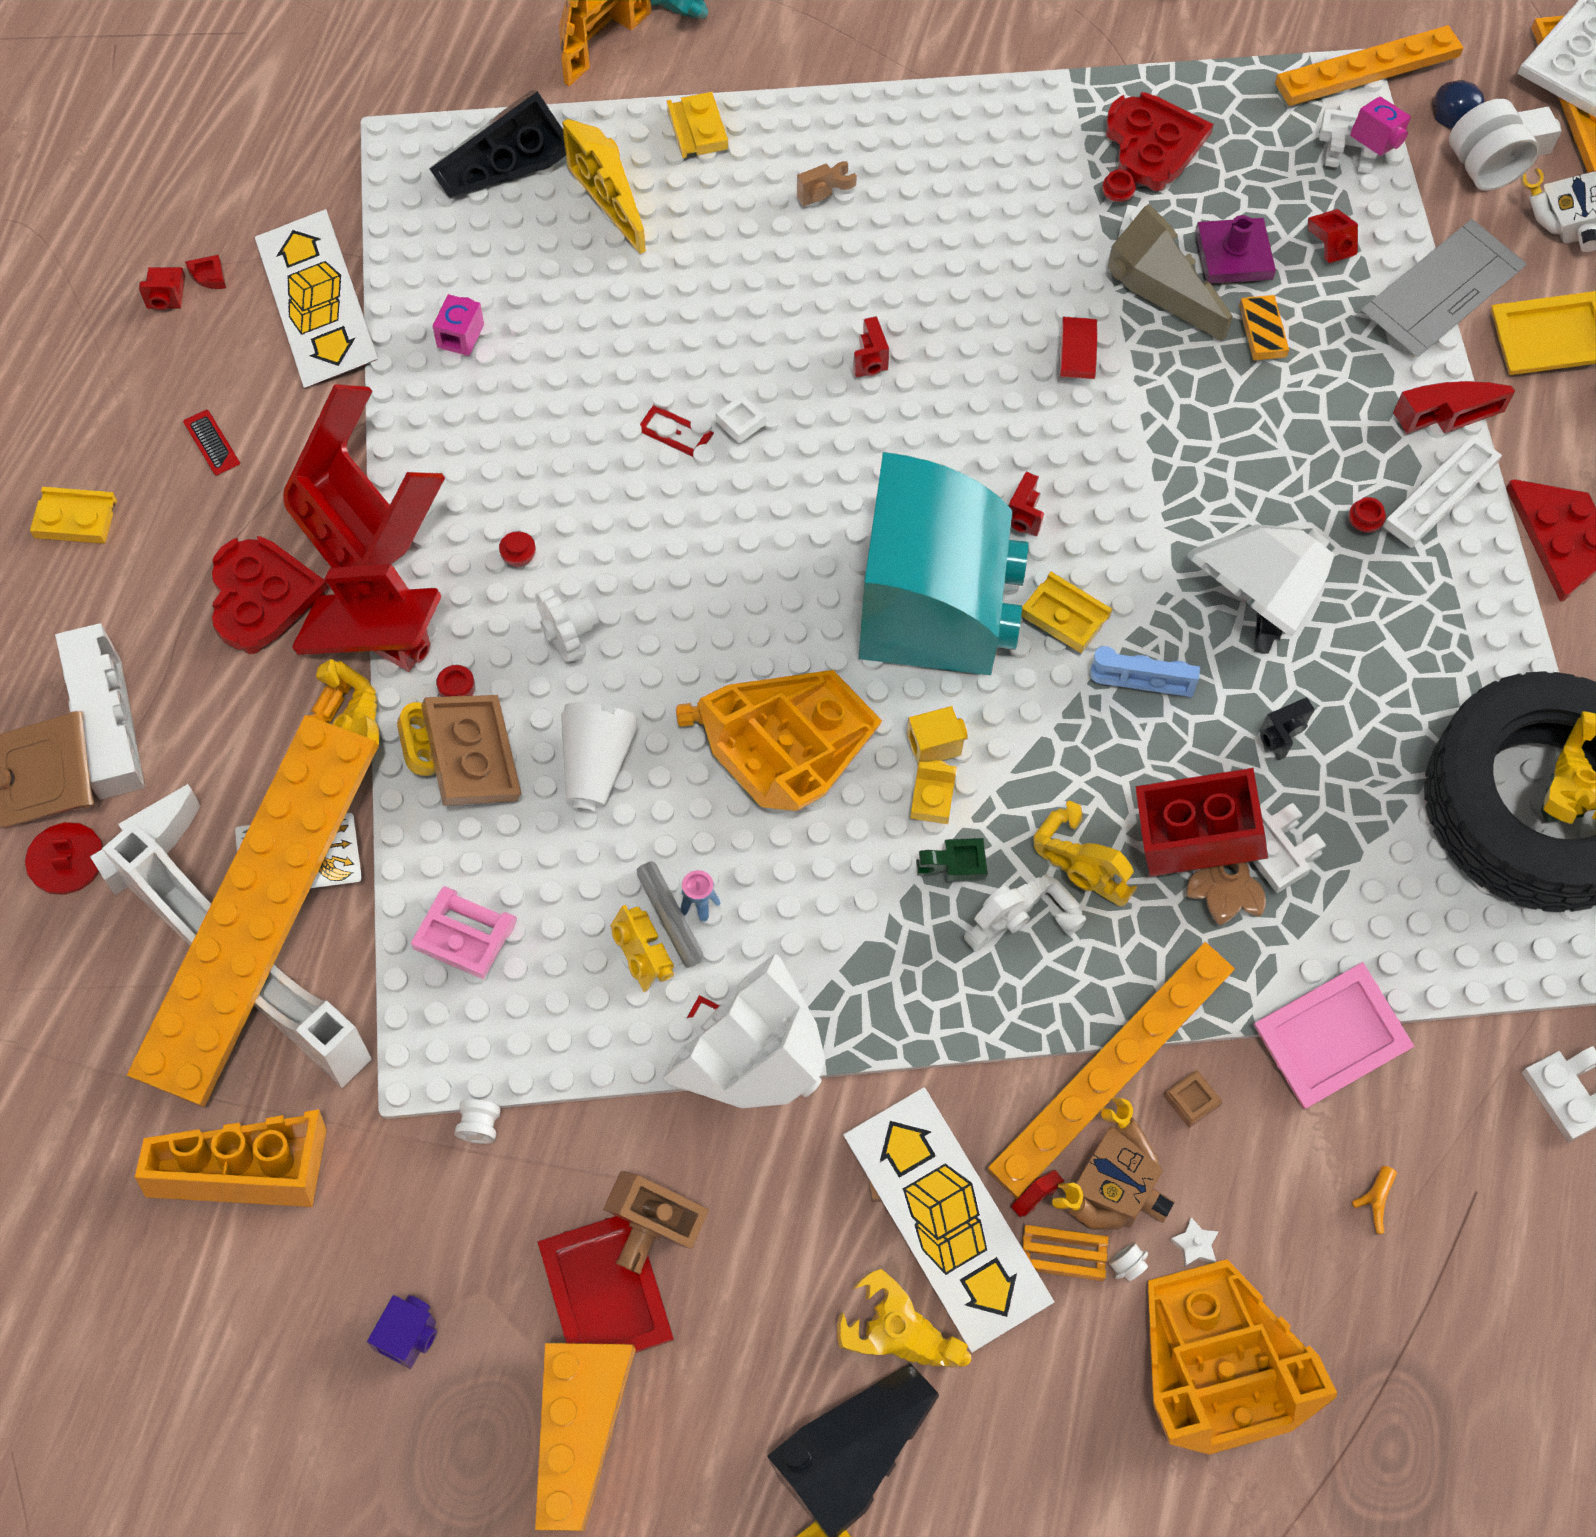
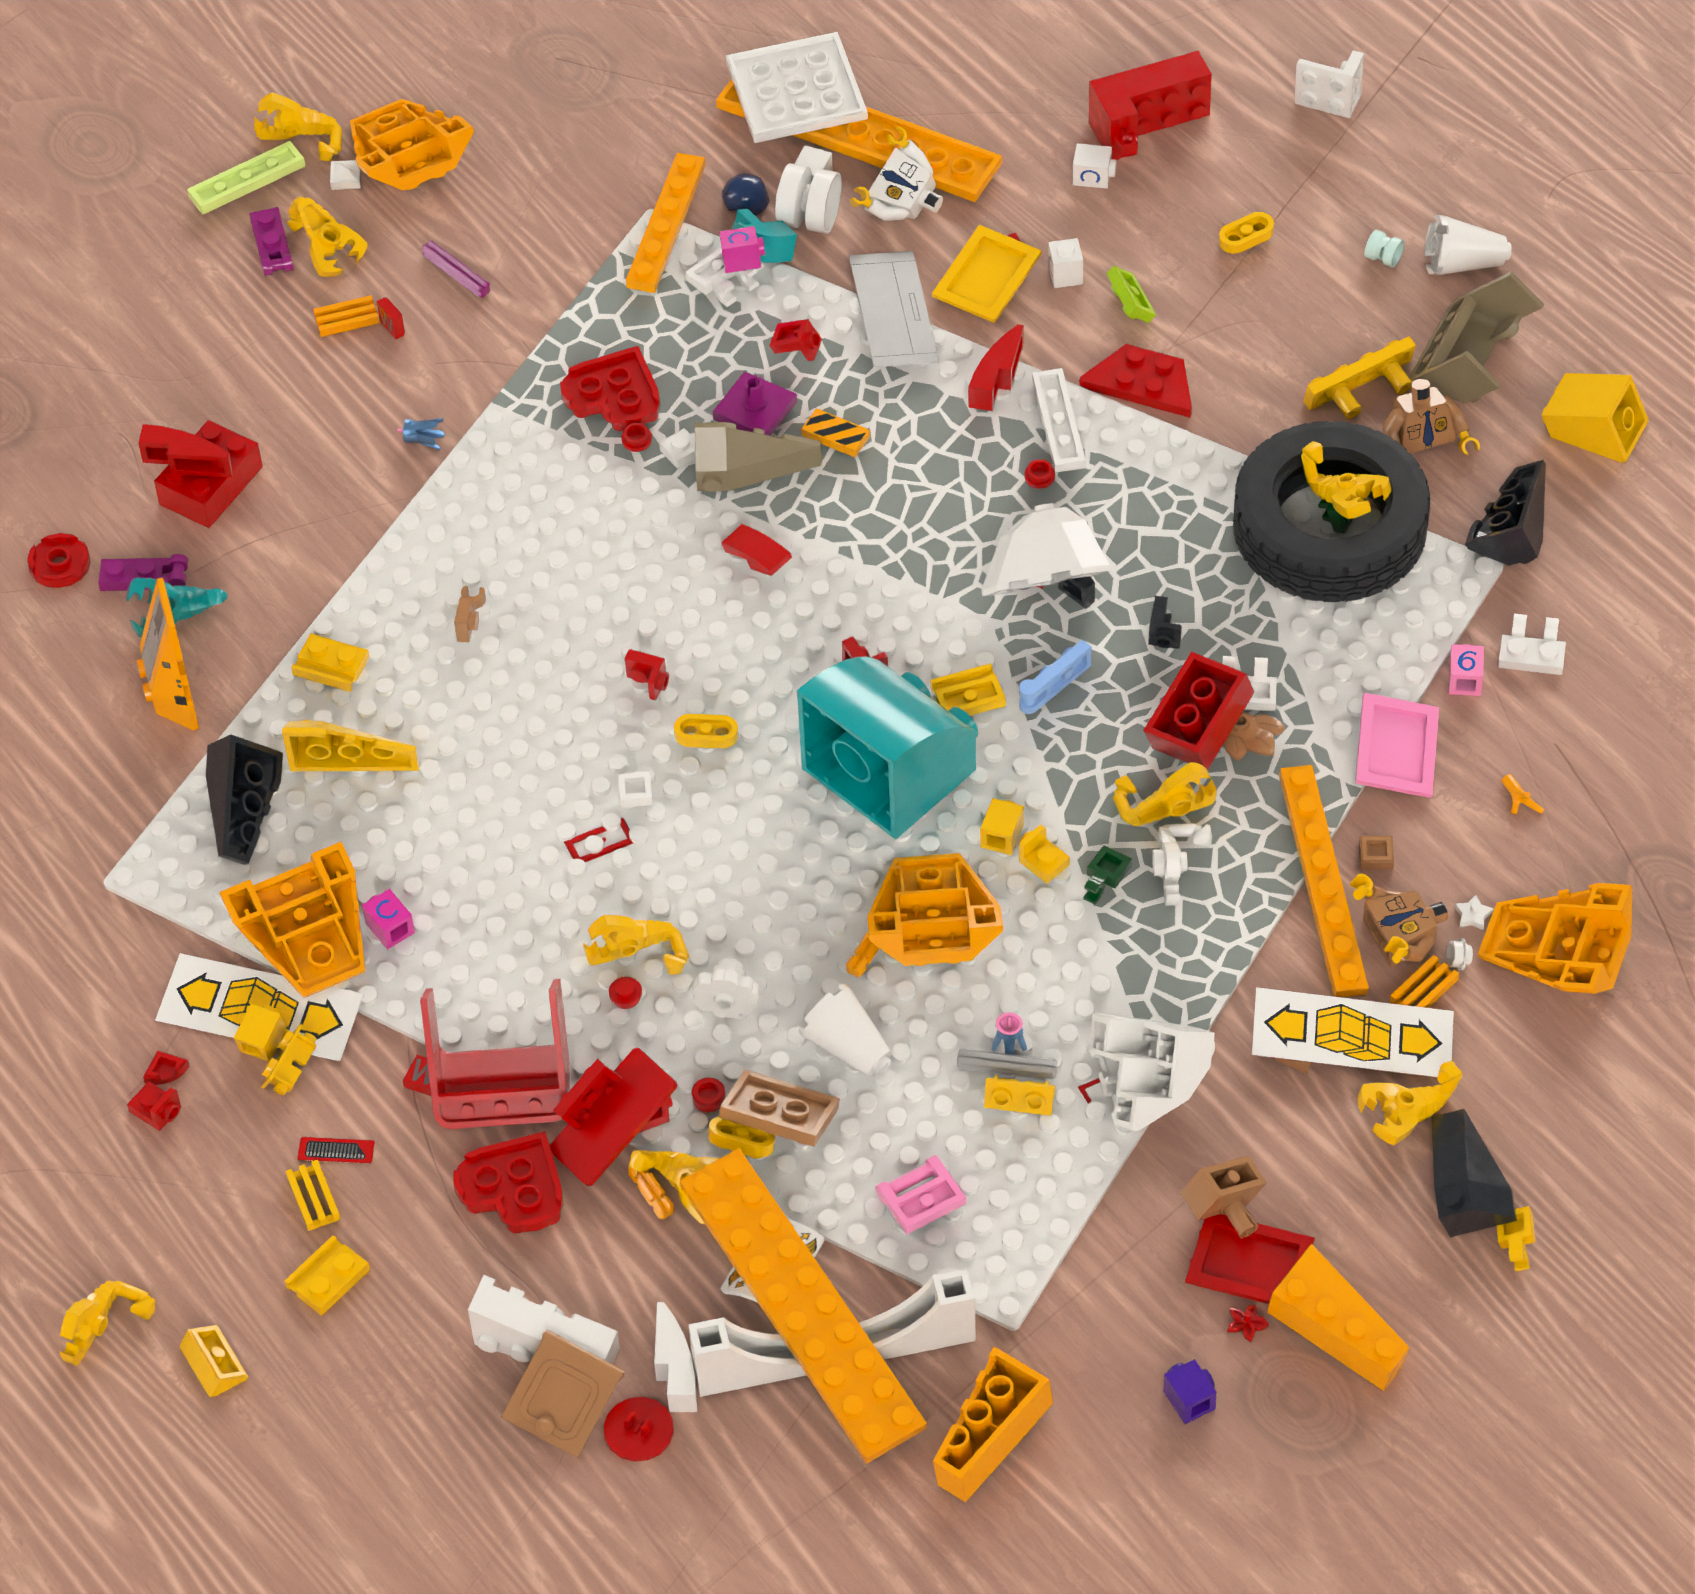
camera: 50 degrees left, 10 degrees down
(143, 451) = (305, 1173): none -> yellow tile
(281, 310) = (260, 1032): none -> yellow brick
(282, 343) = (281, 1071): none -> yellow hinge
(405, 265) = (304, 920): none -> light orange wedge
(477, 1121) = (1070, 1266): white wheel -> none
(531, 1334) = (1247, 1322): none -> red plant
(570, 509) = (627, 936): none -> yellow animal
(849, 435) = (706, 731): none -> yellow plate
(987, 35) = (421, 432): none -> flat silver piece
(1036, 1192) = (1374, 976): red tile -> none
(1424, 146) = (777, 236): none -> teal brick
(1484, 1043) = (1466, 669): none -> bright pink brick

